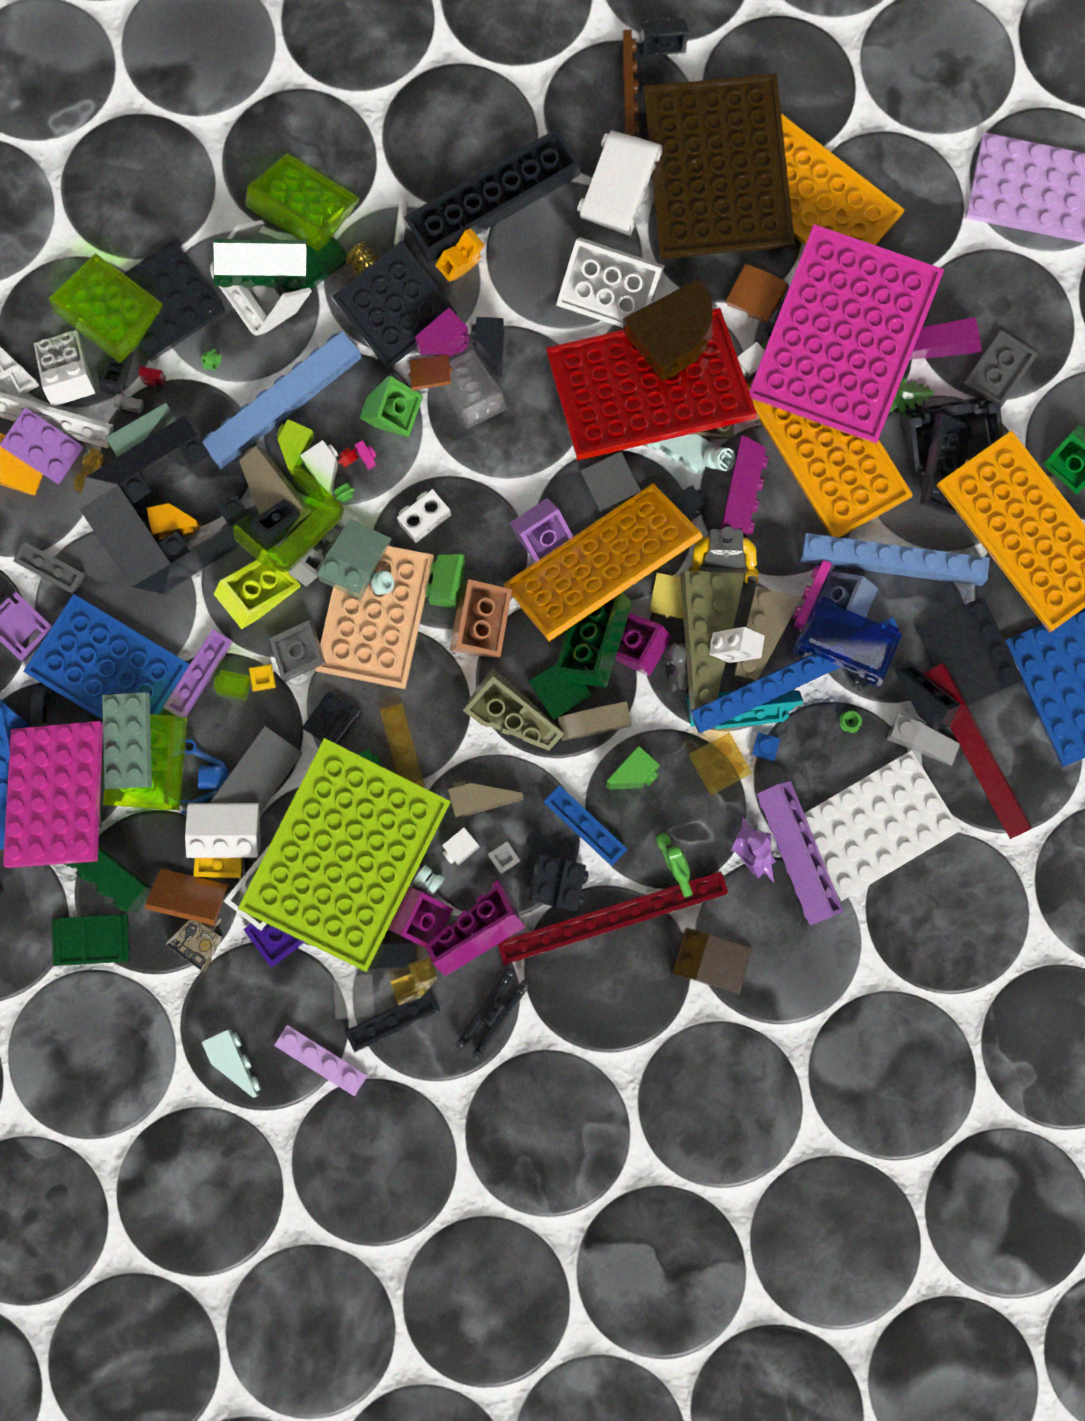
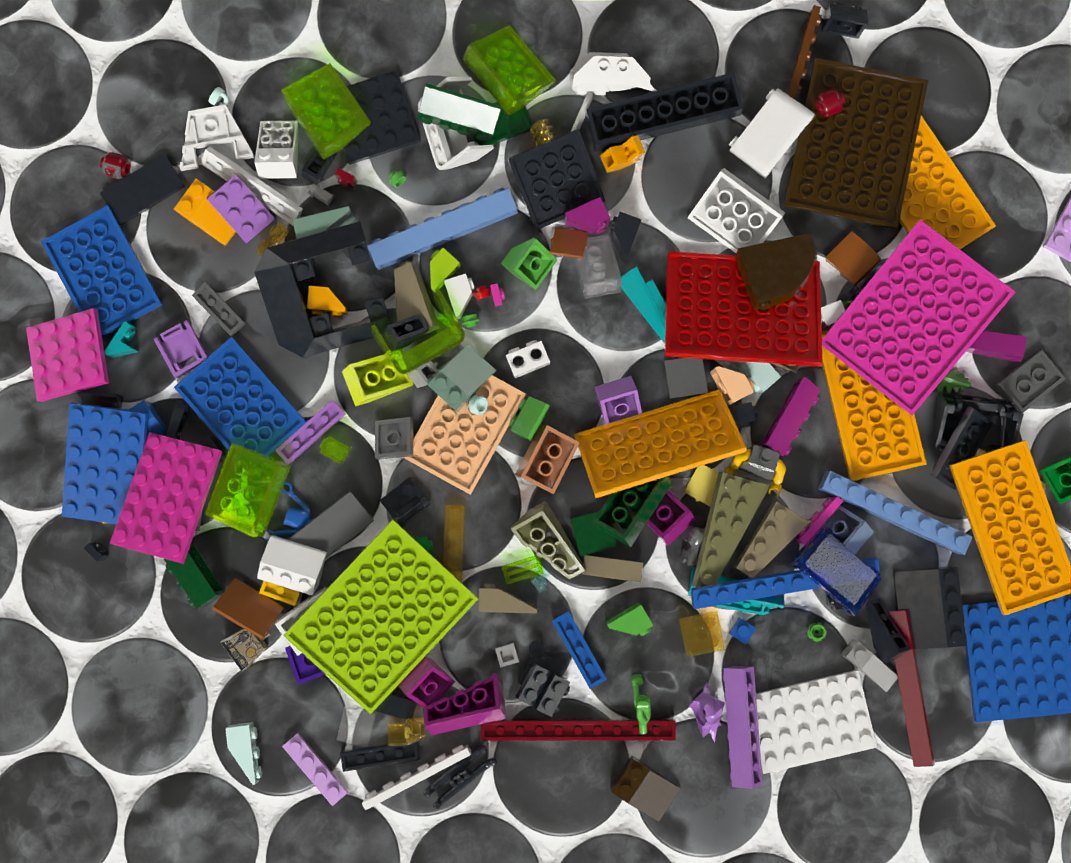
camera: 20 degrees right, 5 degrees up
(90, 940) = (164, 617): dark green piece -> none
(127, 740) = (237, 471): sand green plate -> none
(262, 677) = (360, 449): yellow tile -> none
(416, 170) = (606, 73): none -> white slope
(433, 883) = (445, 658): light aqua wheel -> none
(434, 1036) = (408, 779): none -> white plate
(459, 847) = (474, 636): white brick -> none
(507, 744) = (507, 574): none -> clear neon green tile
(516, 765) = (539, 583): none -> clear light blue plate
(539, 409) = (646, 299): none -> teal wedge
(665, 471) = (732, 384): none -> light nougat slope
(674, 129) = (829, 103): none -> dark red head
(719, 458) = (780, 388): light aqua wheel -> none
(736, 645) = (746, 547): white brick -> none

